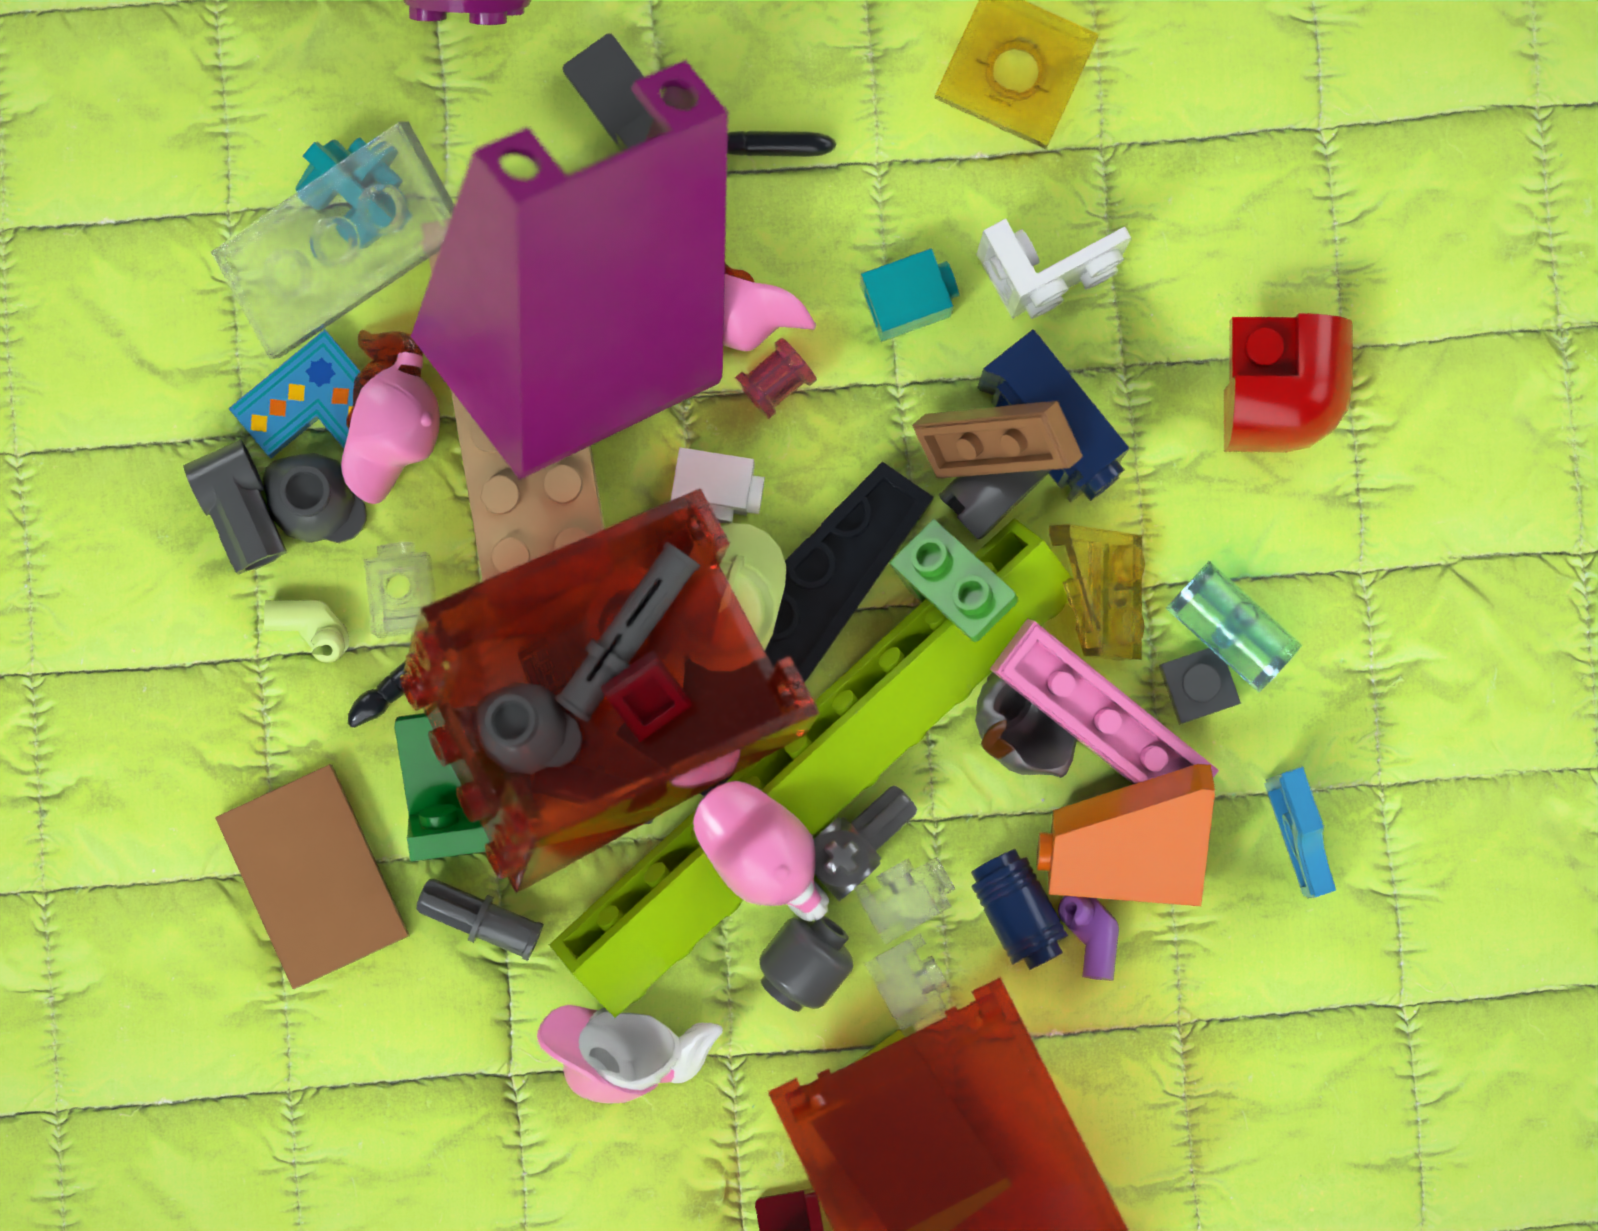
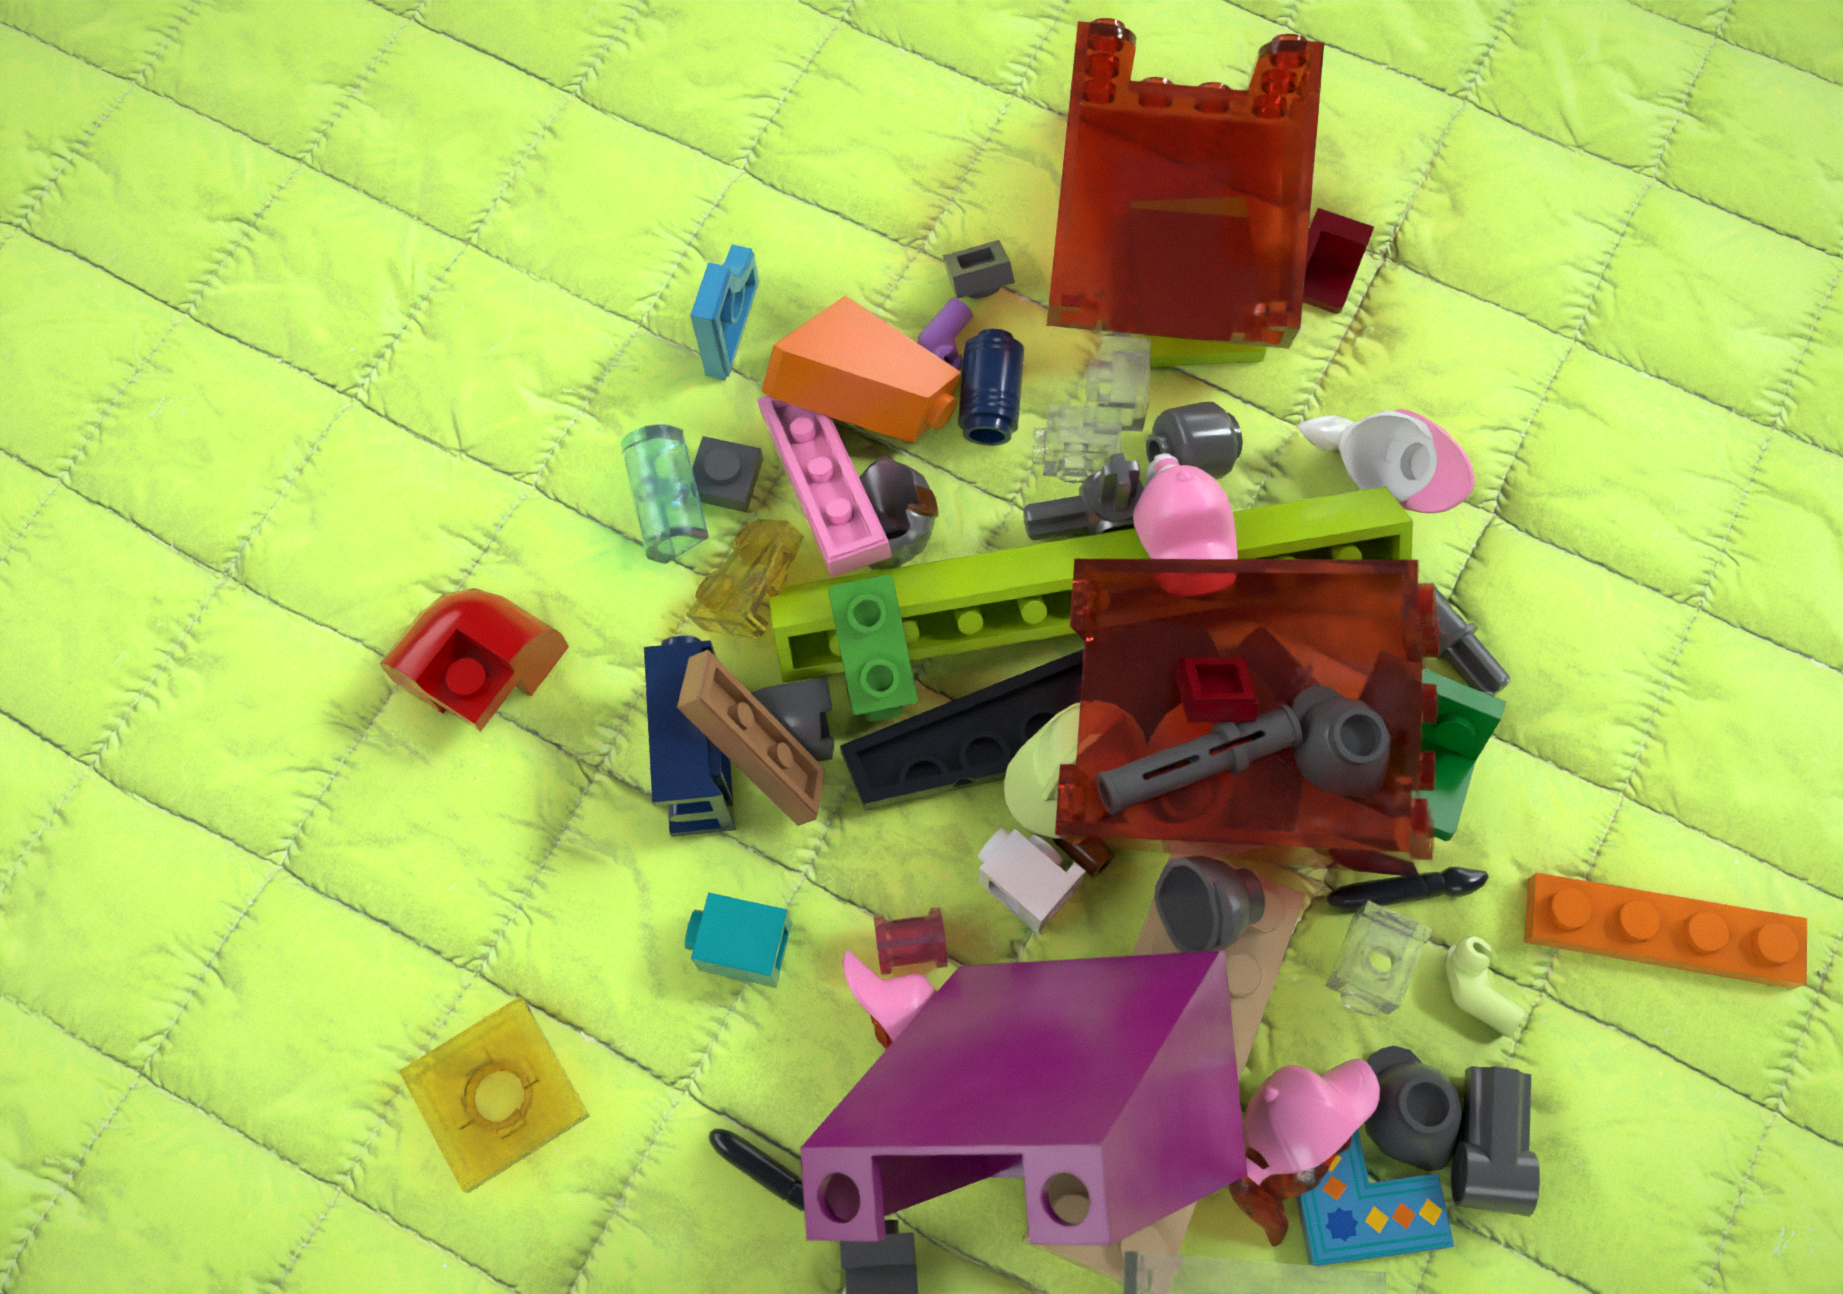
camera: 145 degrees left, 15 degrees down
(184, 768) = (1666, 930): none -> orange plate
(312, 876) = (1591, 767): medium nougat tile -> none
(550, 516) = (1207, 902): none -> dark grey piece
(1010, 263) = (624, 865): white bracket -> none
(1105, 1022) = (979, 270): none -> dark grey plate

